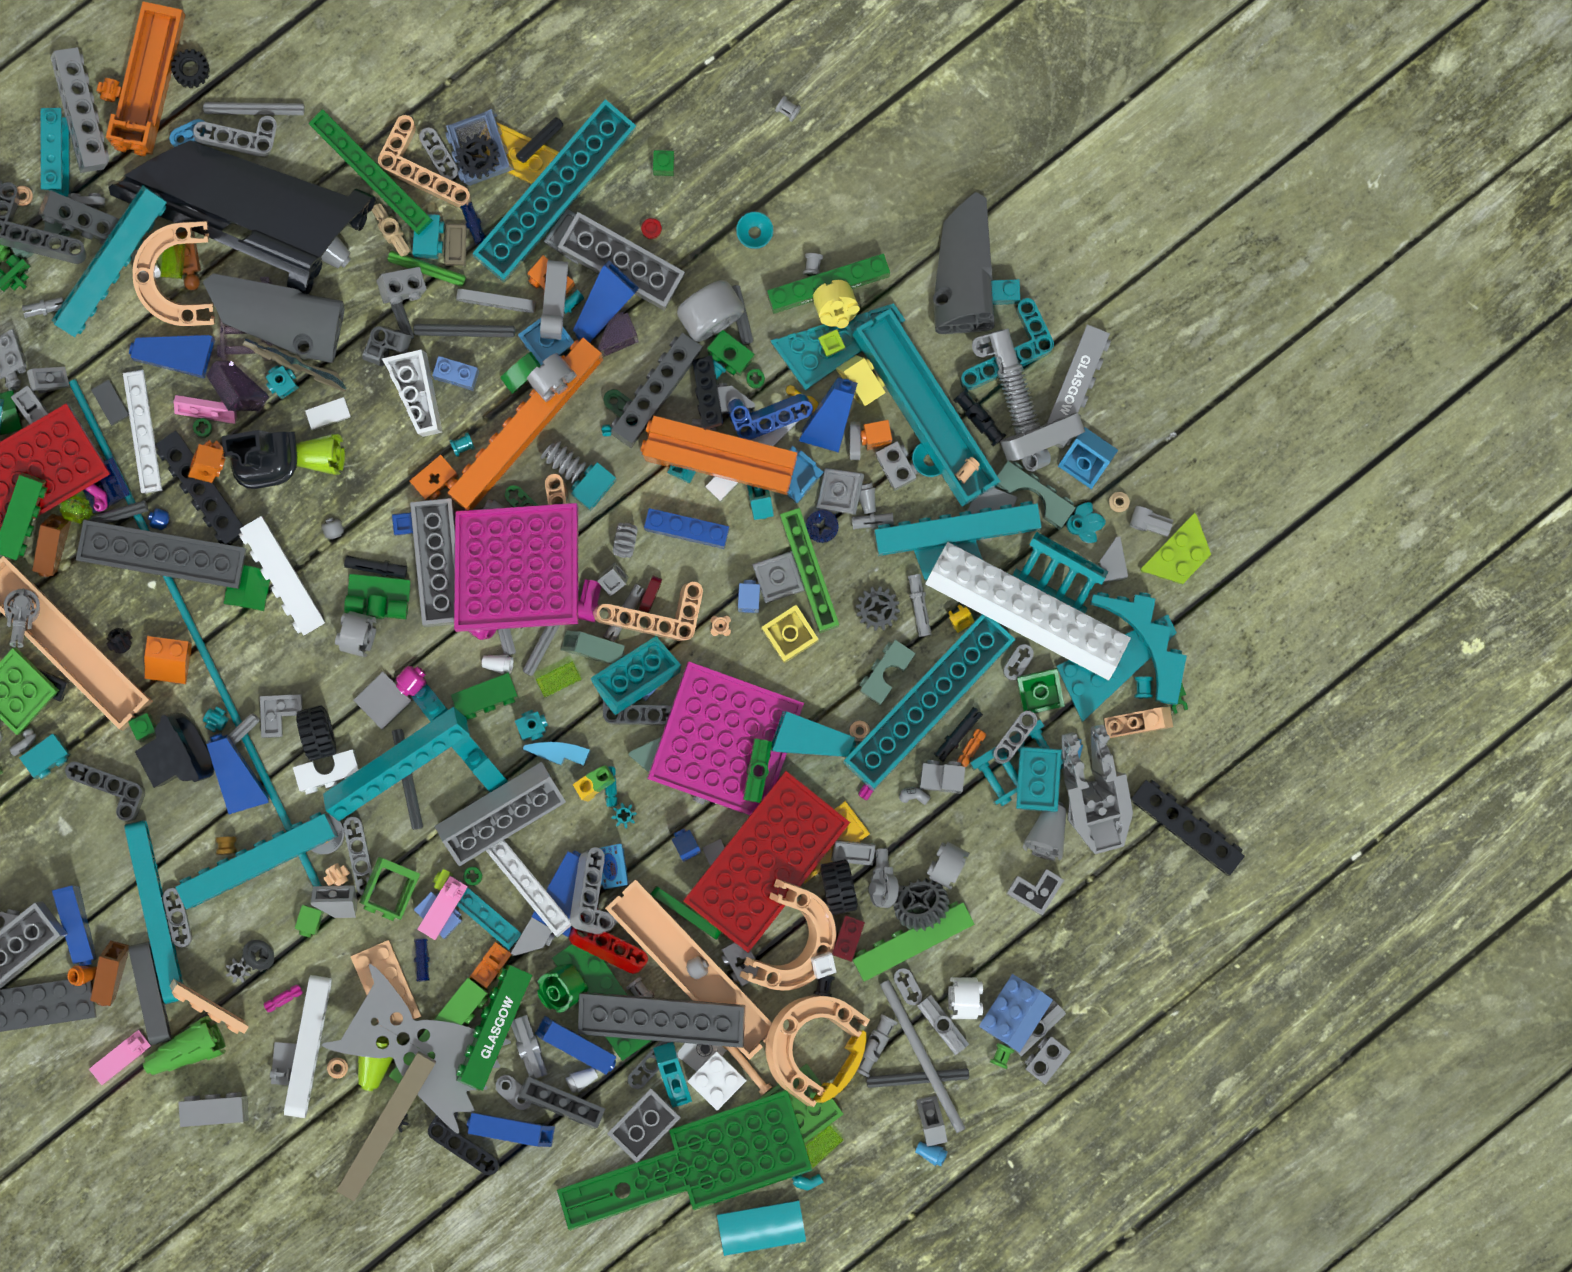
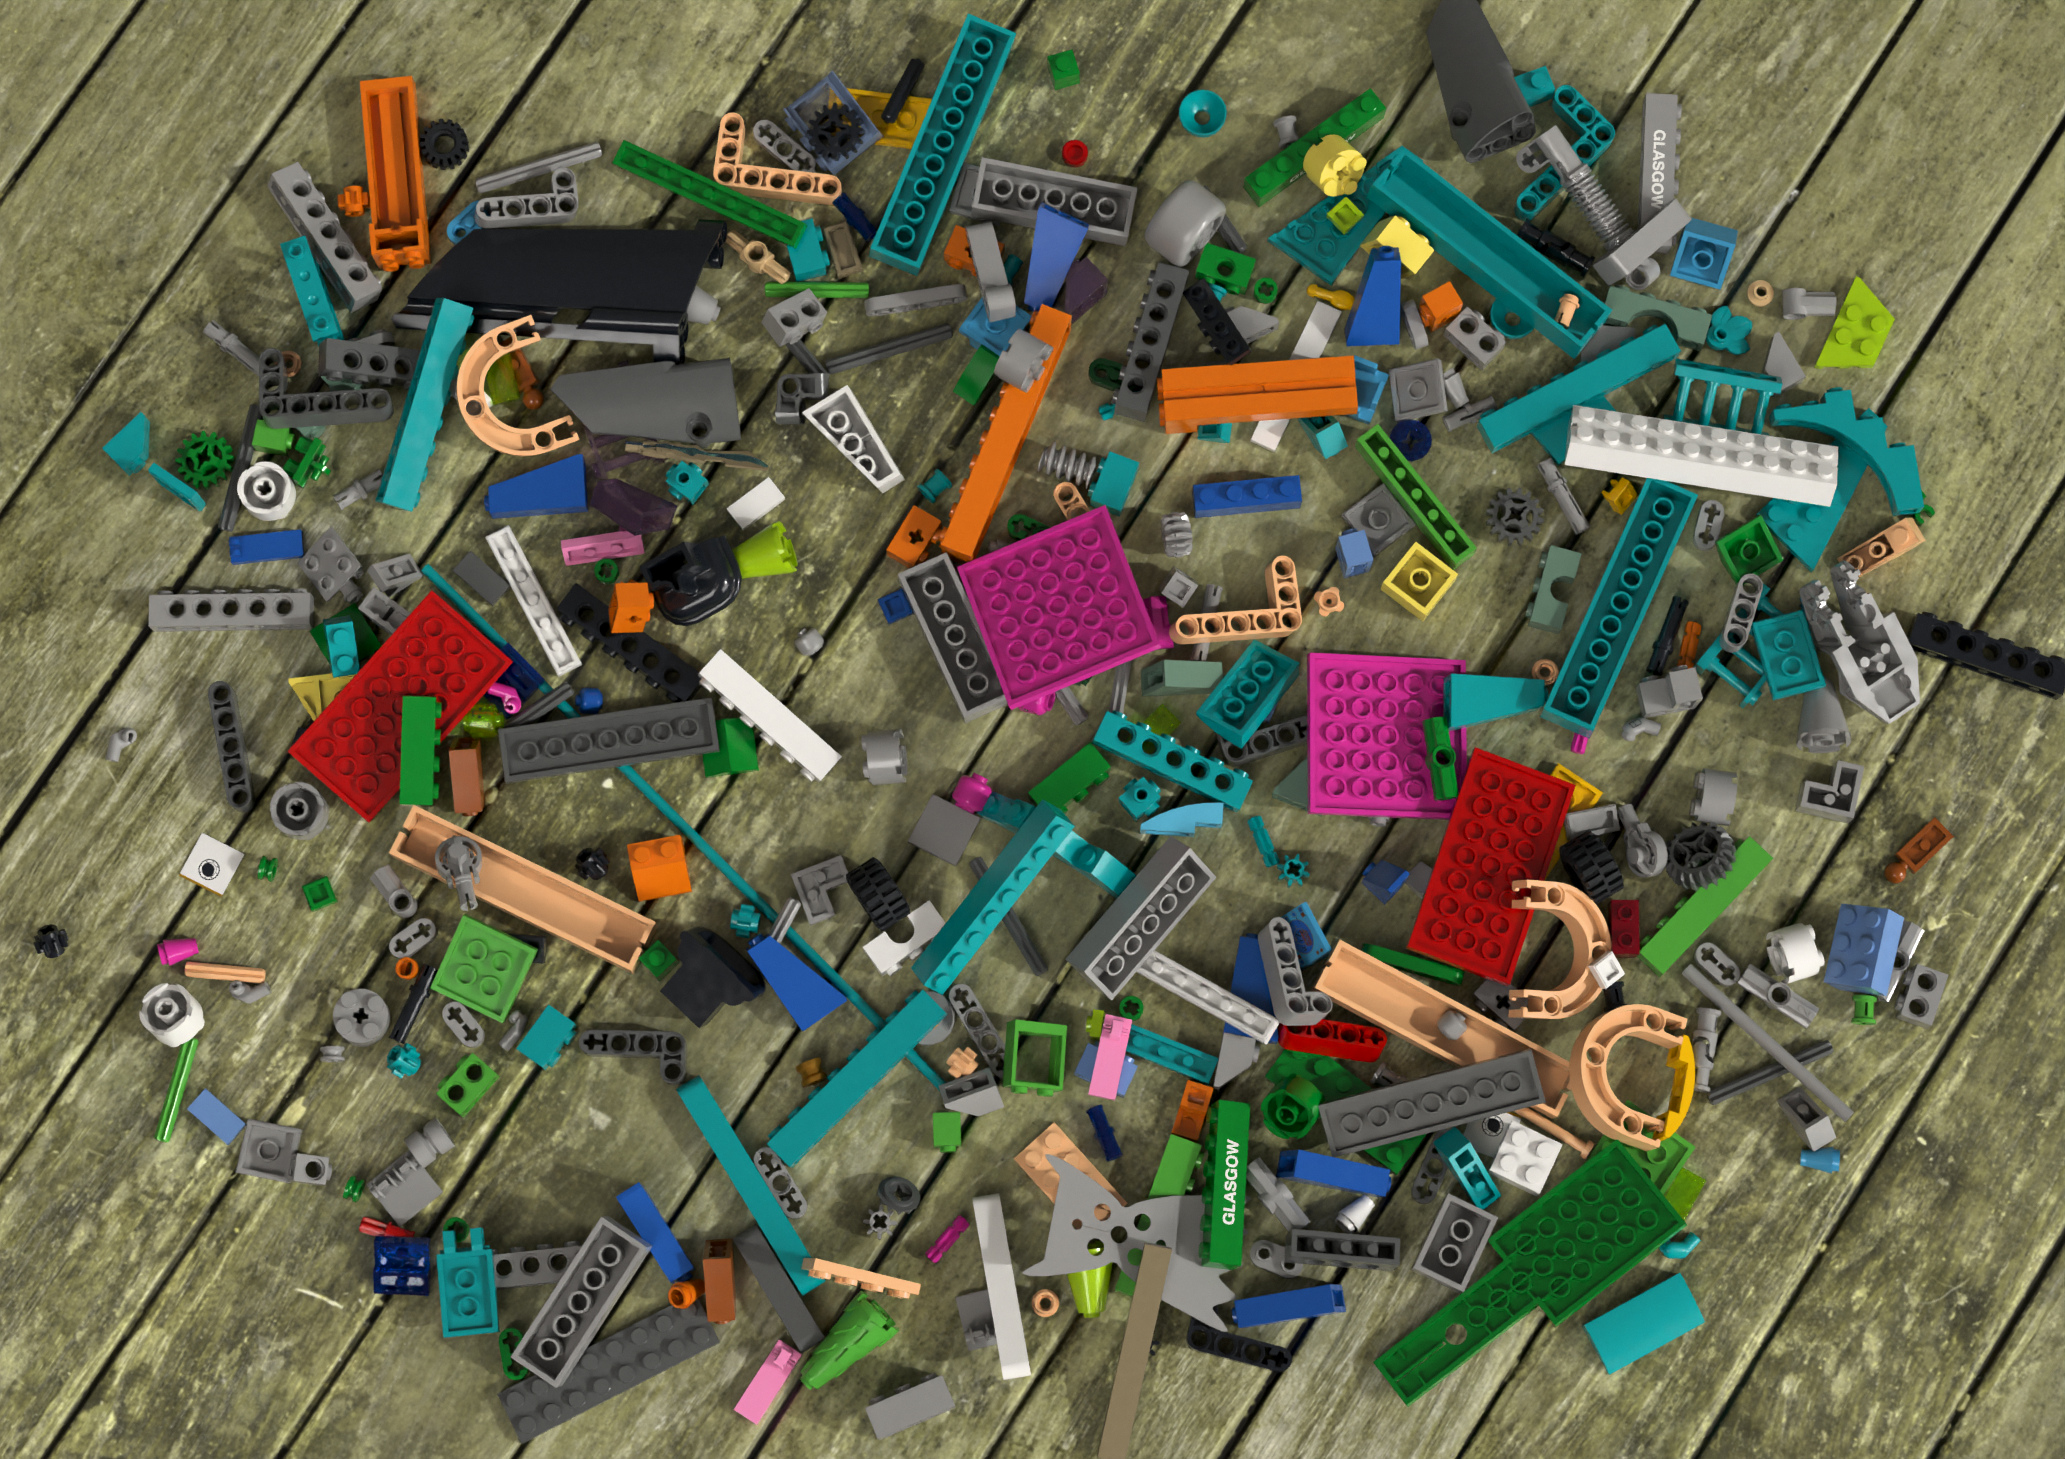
camera: 15 degrees left, 5 degrees down
(378, 596) = (894, 704): green panel -> none
(384, 568) = (890, 667): black pin -> none
(455, 373) = (897, 402): medium blue brick -> none
(498, 663) = (1073, 736): white cone -> none
(594, 783) = (1243, 841): leg -> none
(599, 746) = (1107, 739): none -> teal brick
(650, 594) = (1230, 589): dark red beam -> none
(770, 412) = (1301, 321): blue beam -> none
(1084, 953) = (1918, 851): none -> dark orange plate
(1143, 687) = (1872, 504): teal bush -> none

